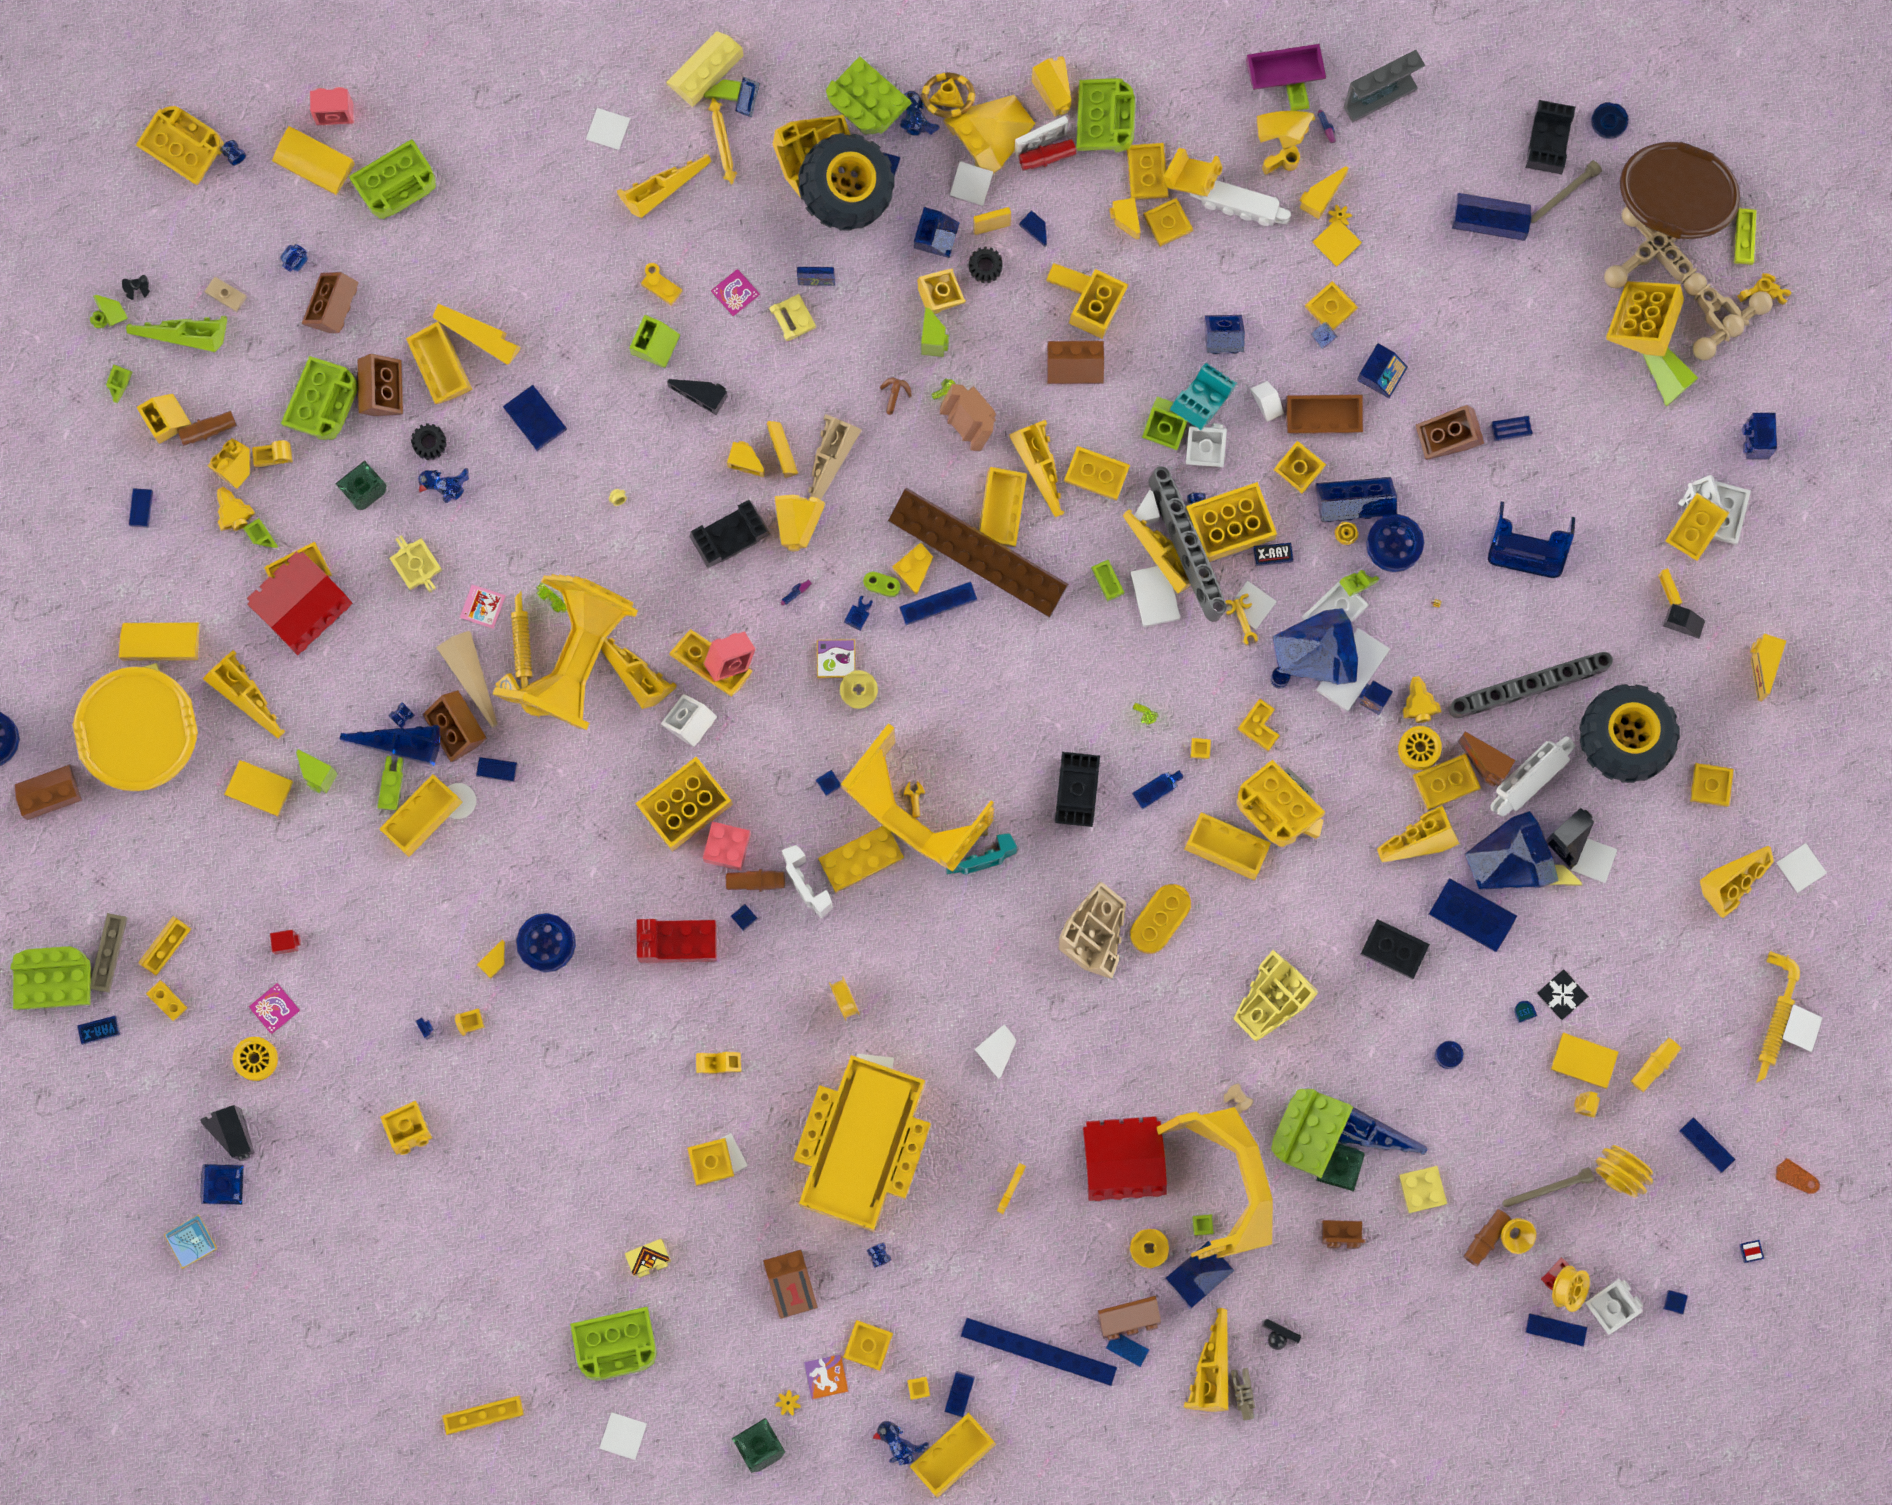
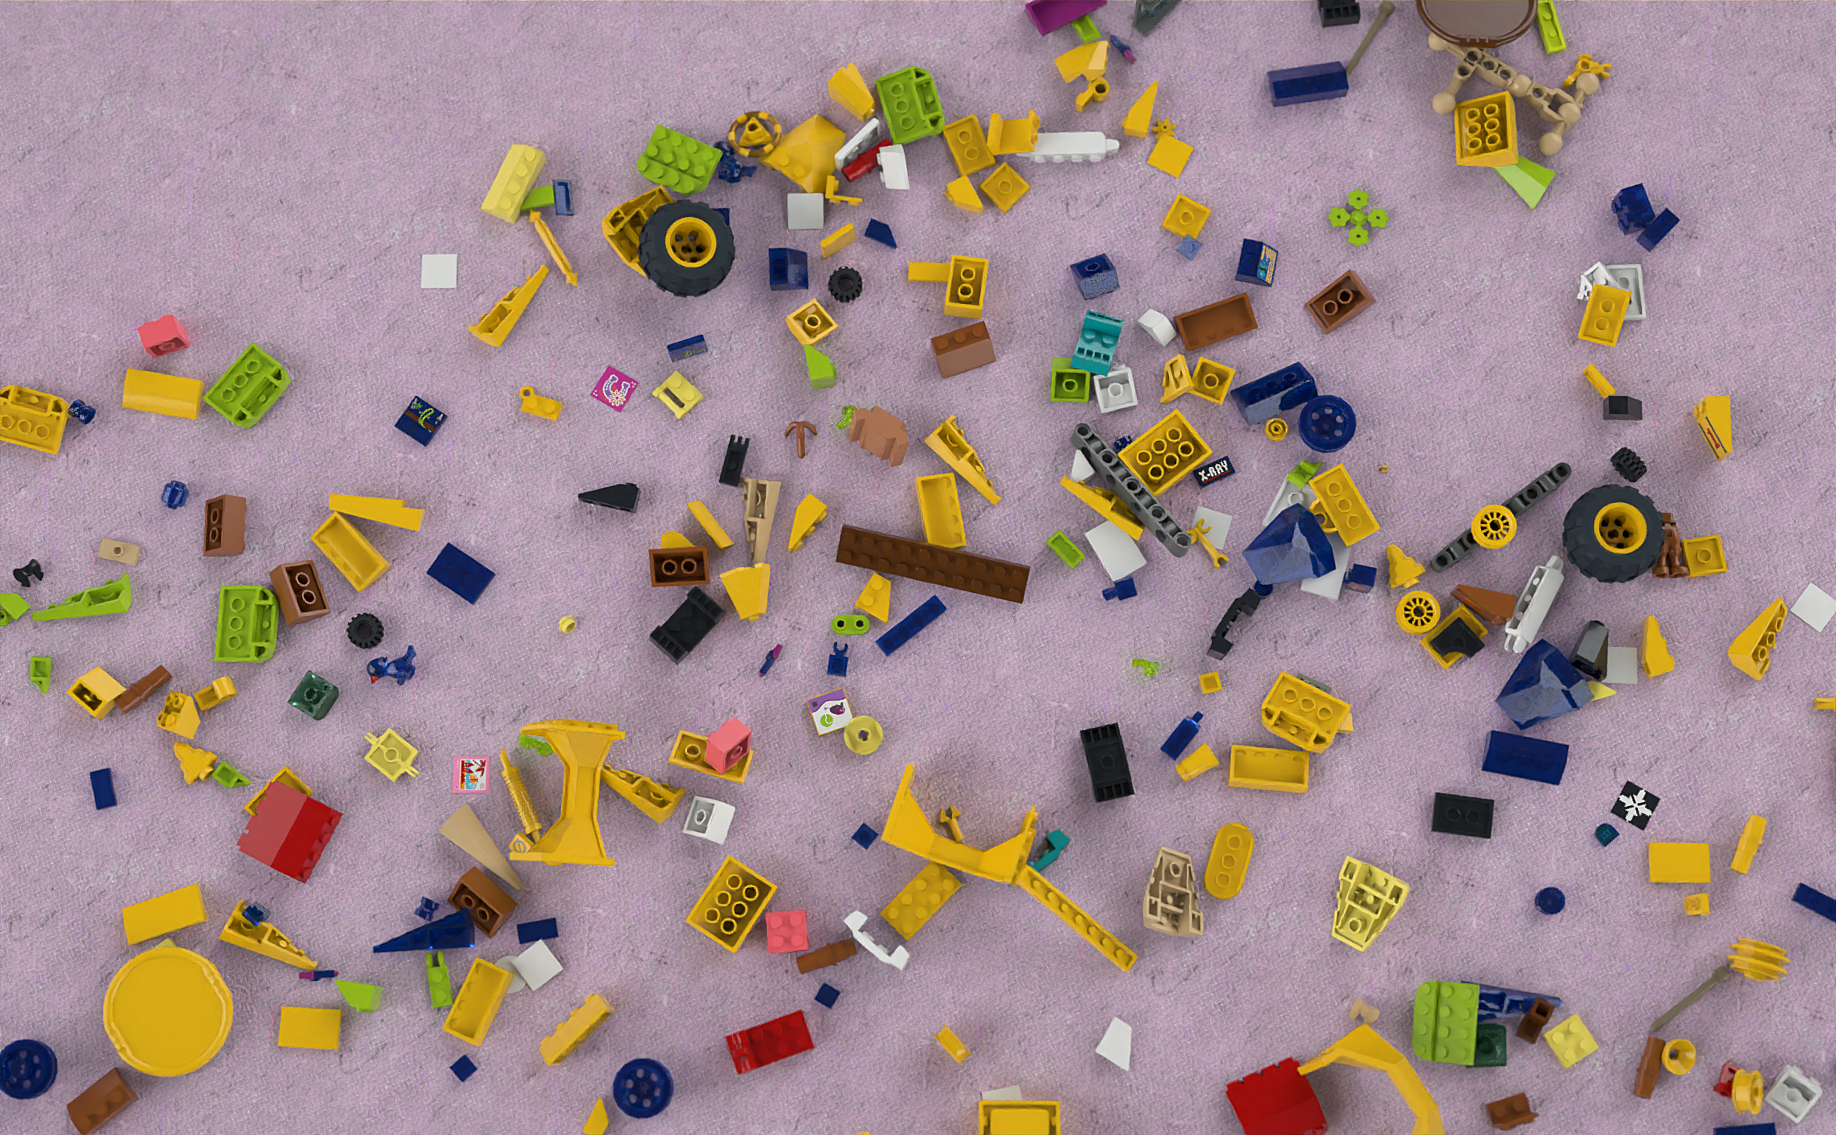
camera: 15 degrees left, 0 degrees up
(243, 667) = (256, 913): none -> clear blue plate
(281, 743) = (317, 975): none -> piece
(387, 871) = (463, 1068): none -> clear blue plate
(486, 800) = (537, 965): none -> white sticker
(502, 870) = (575, 1030): none -> yellow slope
(544, 264) = (421, 421): none -> clear blue tile
(654, 341) = (552, 462): lime slope -> none
(740, 476) = (679, 566): none -> dark orange slope
(824, 396) = (734, 461): none -> black hinge
(877, 468) = (807, 515): none -> yellow slope
(997, 919) = (1075, 918): none -> yellow plate
(1004, 168) = (832, 186): none -> yellow bracket
(1068, 169) = (894, 167): none -> white slope
(1097, 473) = (1020, 449): yellow plate -> none
(1149, 634) = (1123, 589): none -> clear blue plate
(1161, 818) = (1196, 763): none -> yellow plant
(1255, 728) = (1254, 644): yellow tile -> none
(1261, 686) = (1248, 604): none -> black plate
(1267, 455) = (1176, 379): none -> yellow wing
(1381, 625) = (1341, 506): none -> yellow plate
(1395, 1159) = (1534, 1019): none -> reddish brown slope
(1425, 837) = (1454, 696): yellow wedge -> none
(1448, 784) = (1458, 639): none -> black tile
(1495, 359) = (1358, 217): none -> lime plant
(1525, 675) = (1492, 543): none -> yellow wheel
(1526, 552) = (1454, 391): clear blue windscreen -> none
(1527, 425) = (1410, 270): clear blue tile -> none
(1630, 863) = (1654, 650): none -> yellow slope
(1669, 675) = (1628, 464): none -> black tyre
(1681, 763) = (1673, 549): none -> dark orange piece
(1778, 463) = (1658, 230): none -> clear blue brick

